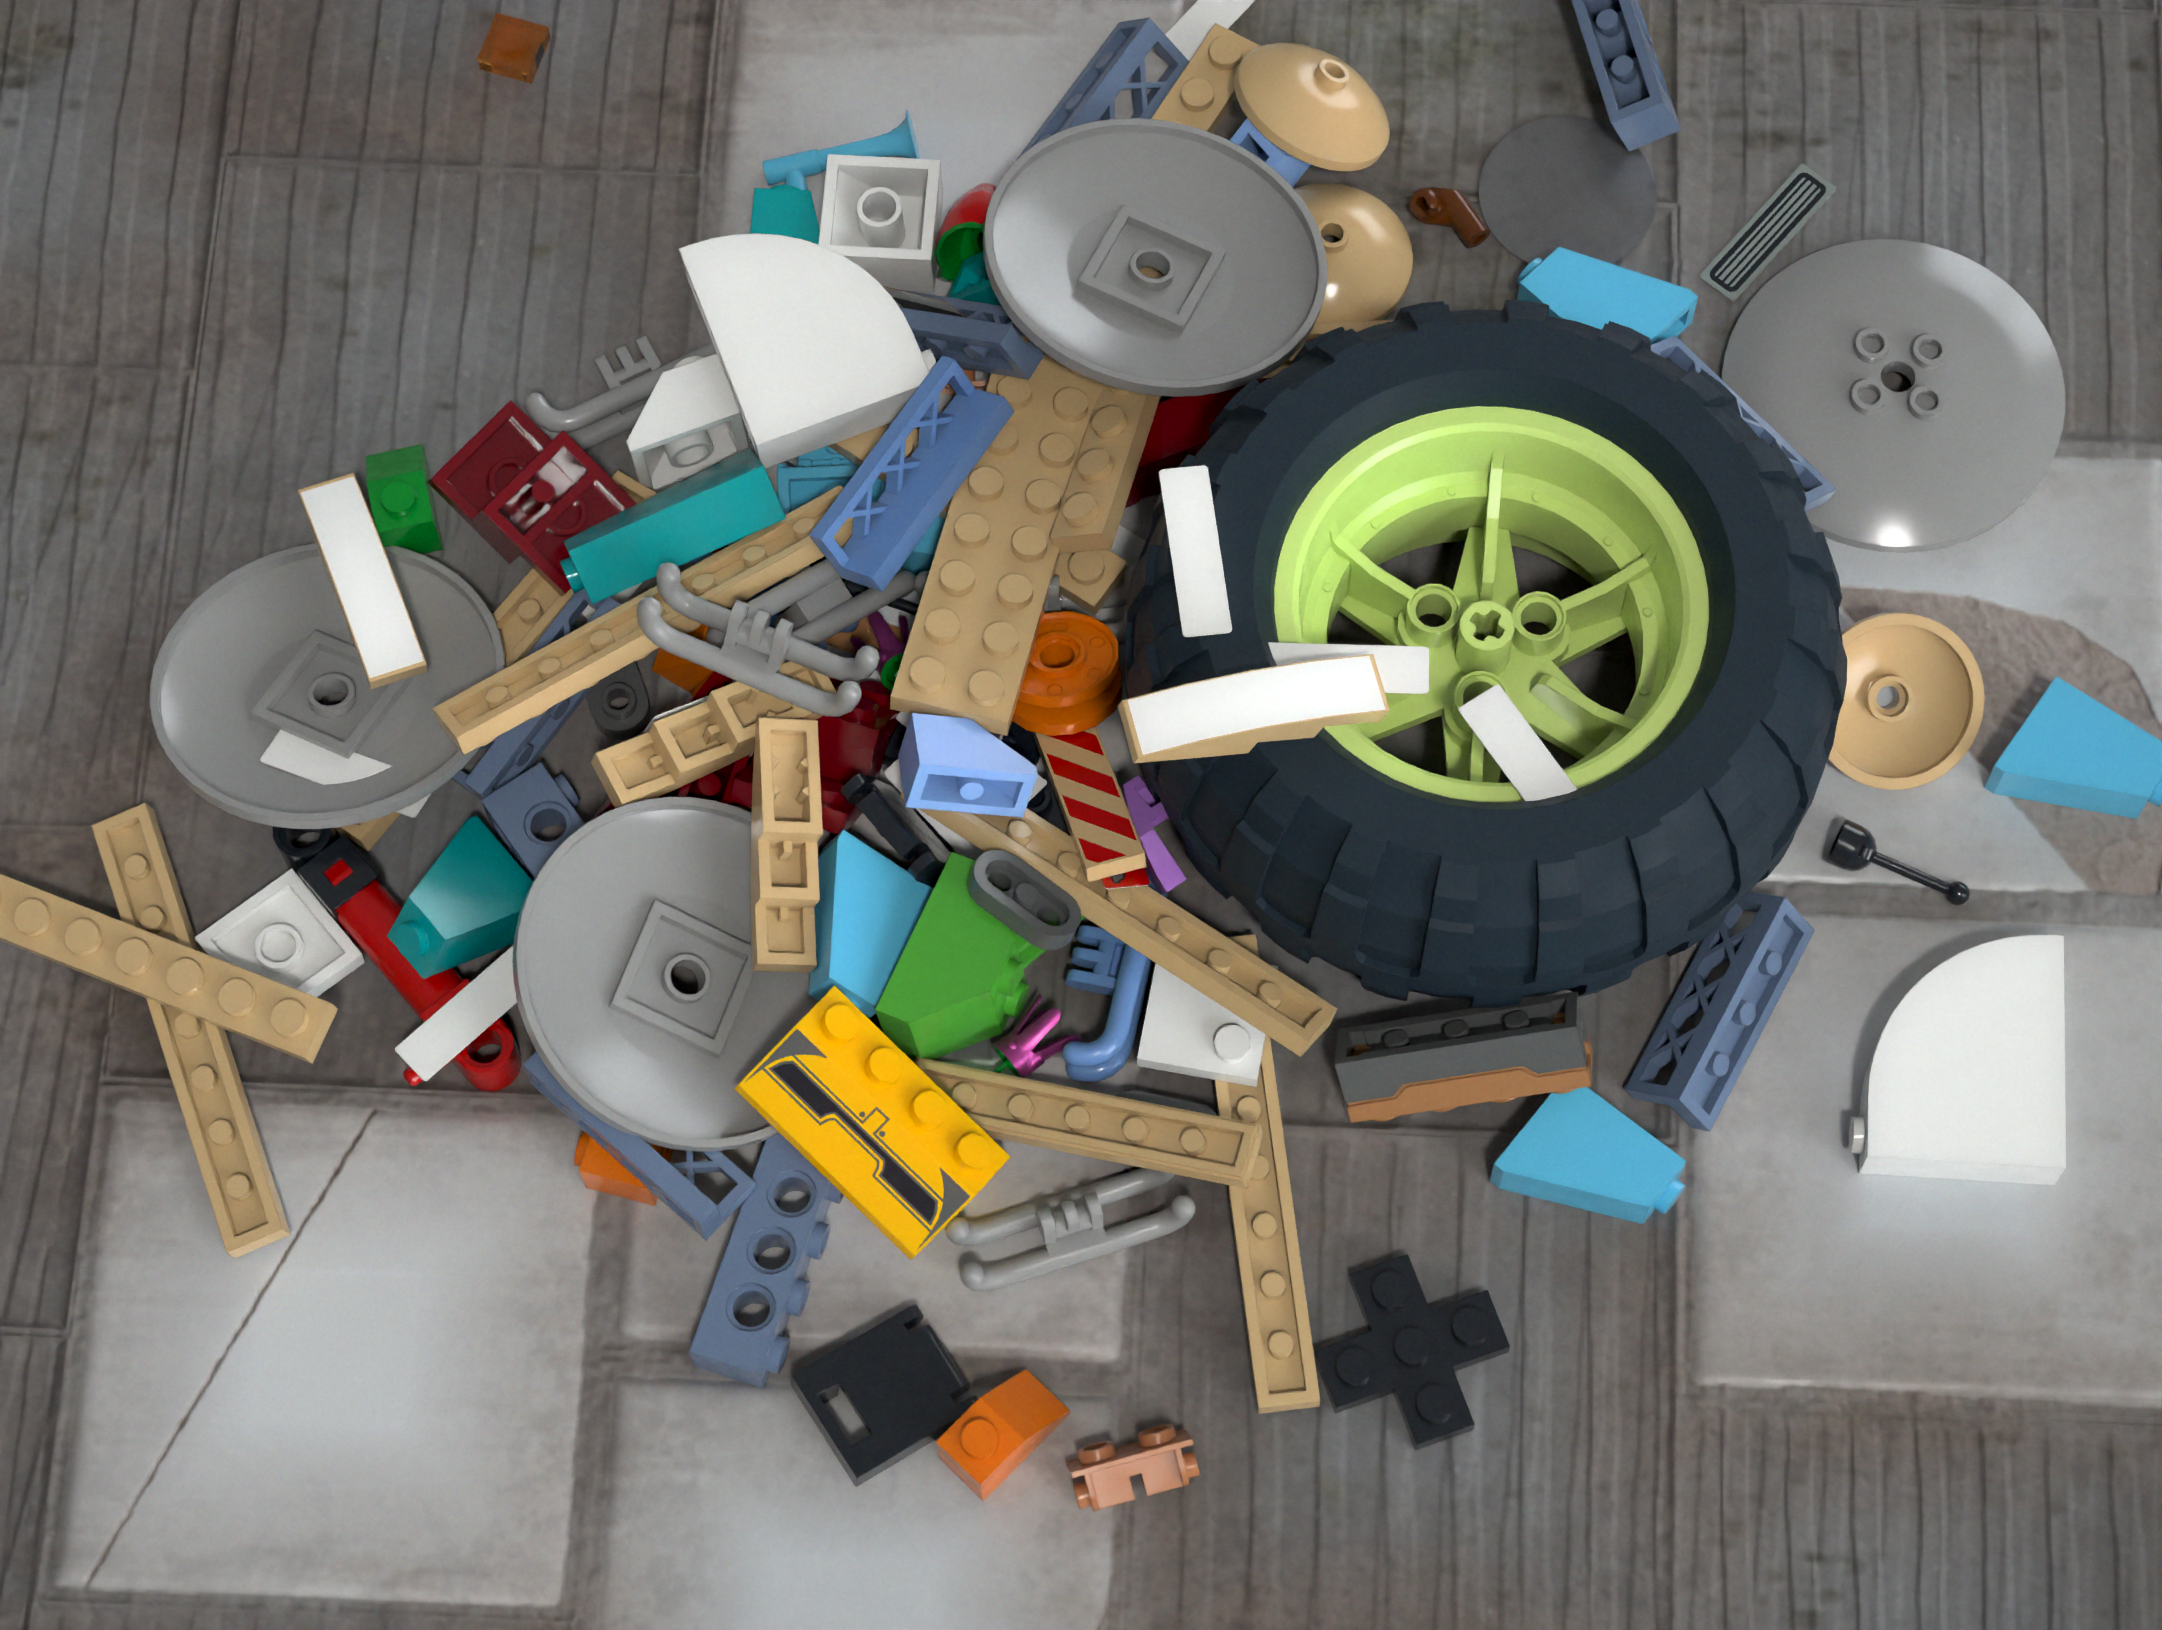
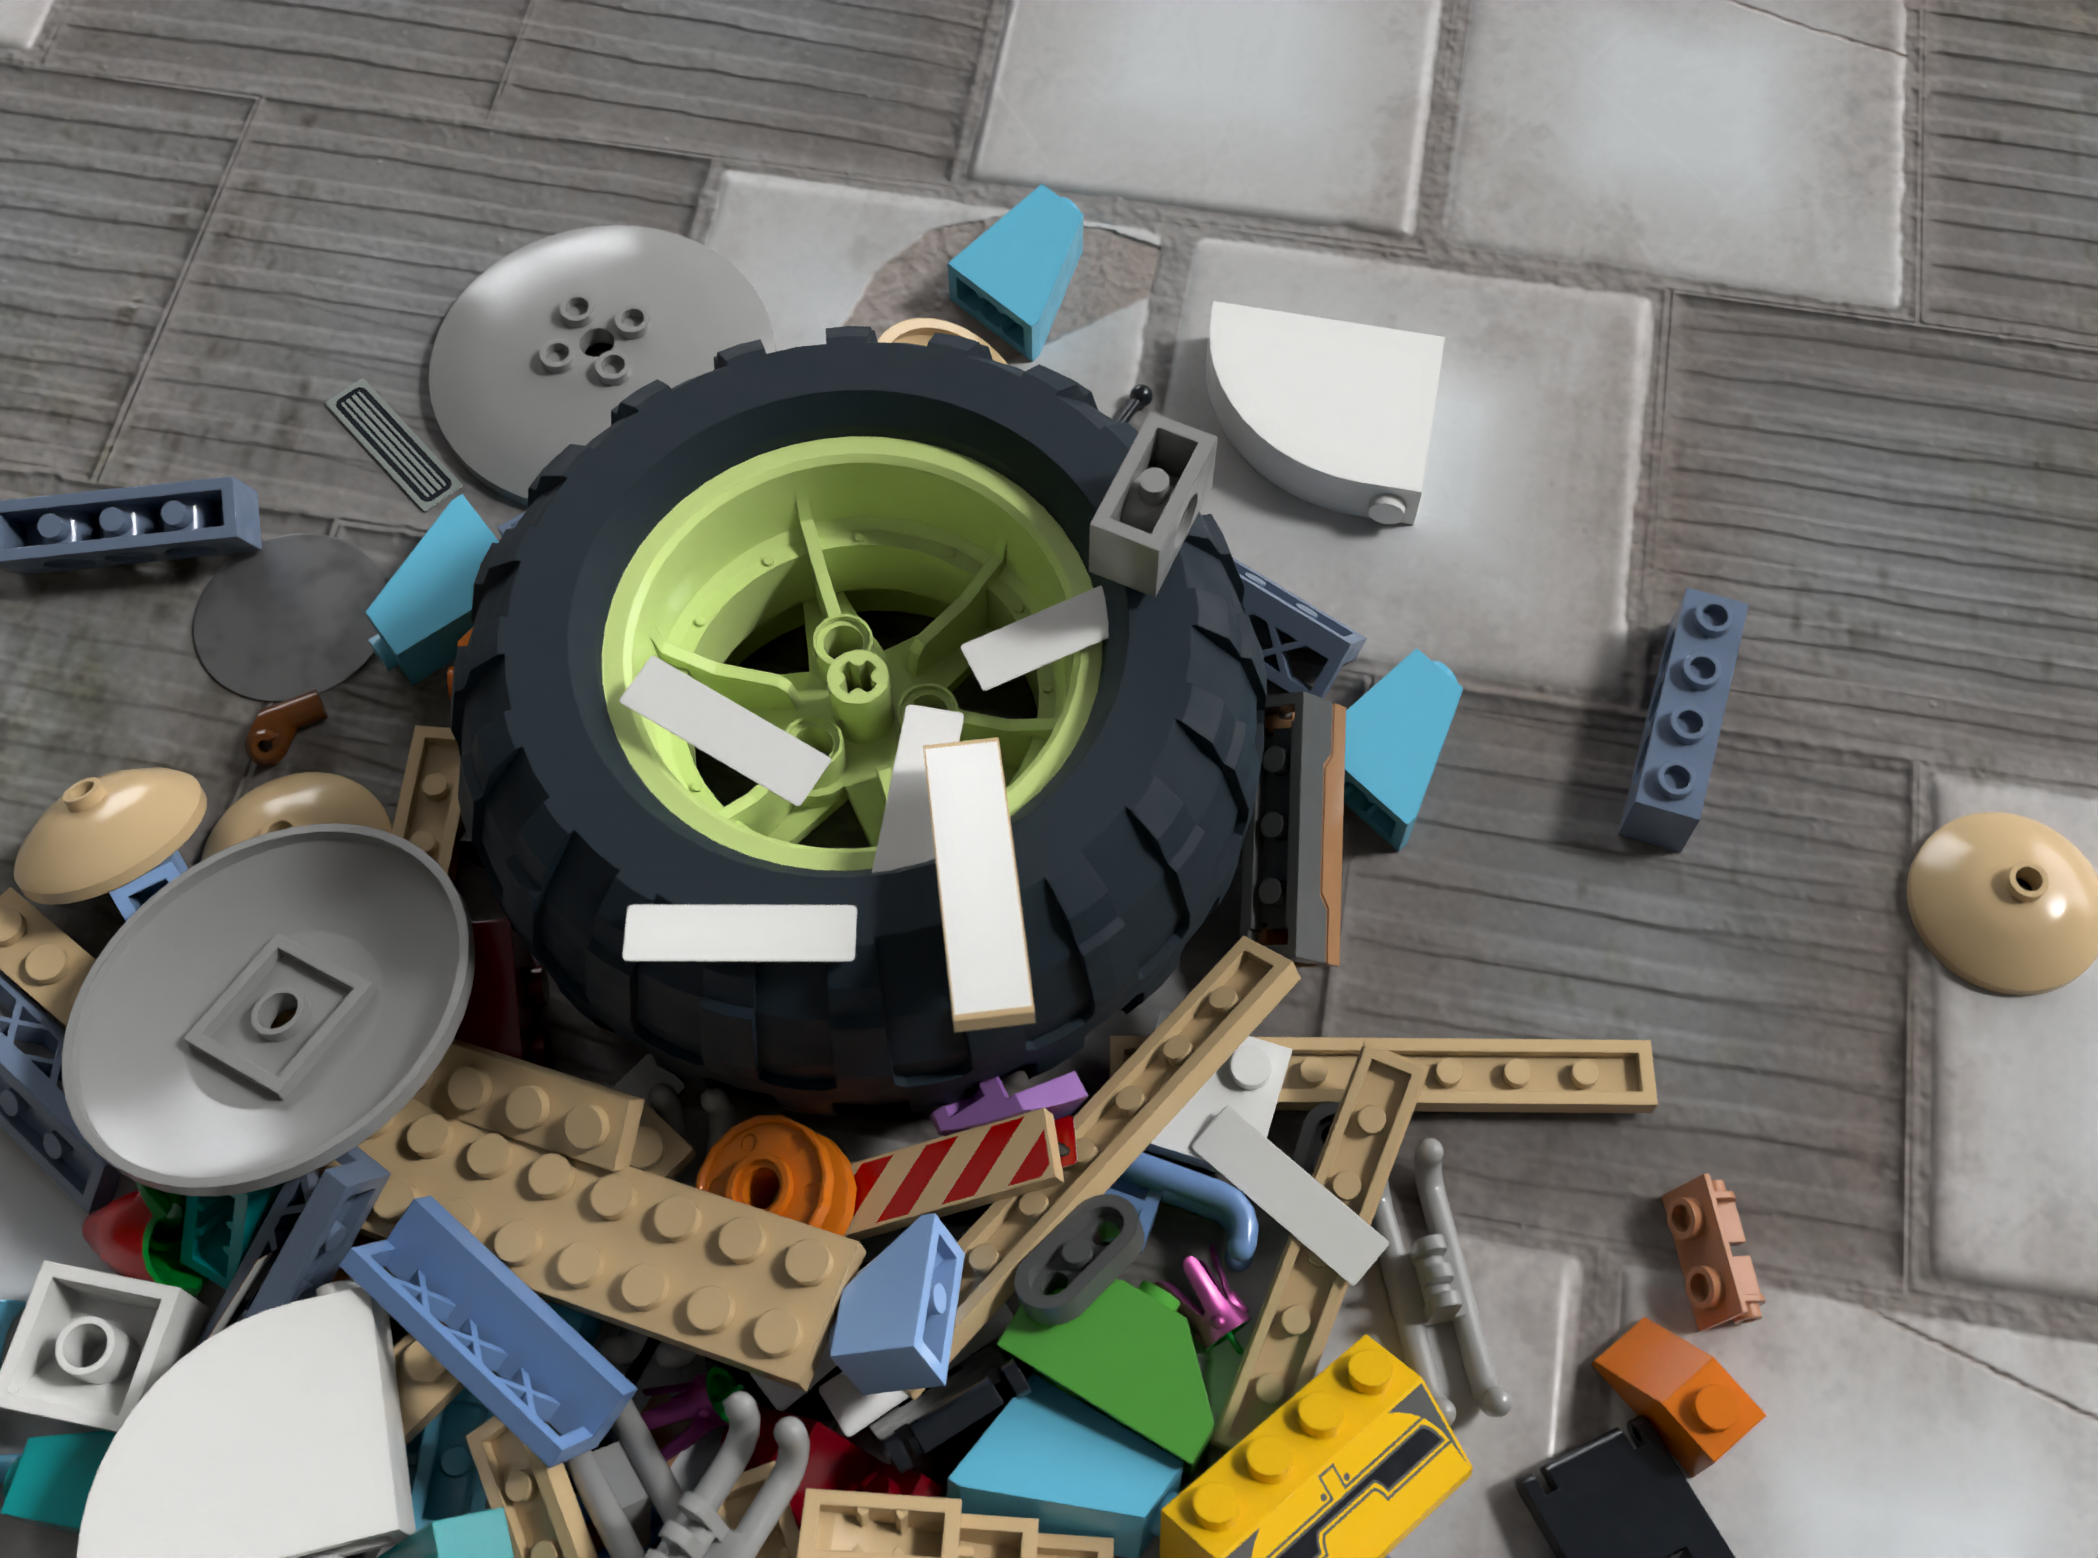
camera: 85 degrees left, 5 degrees down
(1120, 1084) = (1290, 1195): none -> white sticker
(1377, 509) = (725, 730): none -> white sticker
(1411, 1351) = (1586, 949): black plate -> none
(1625, 796) = (1152, 504): none -> light grey brick
(1664, 1427) = (1684, 720): none -> sand blue brick

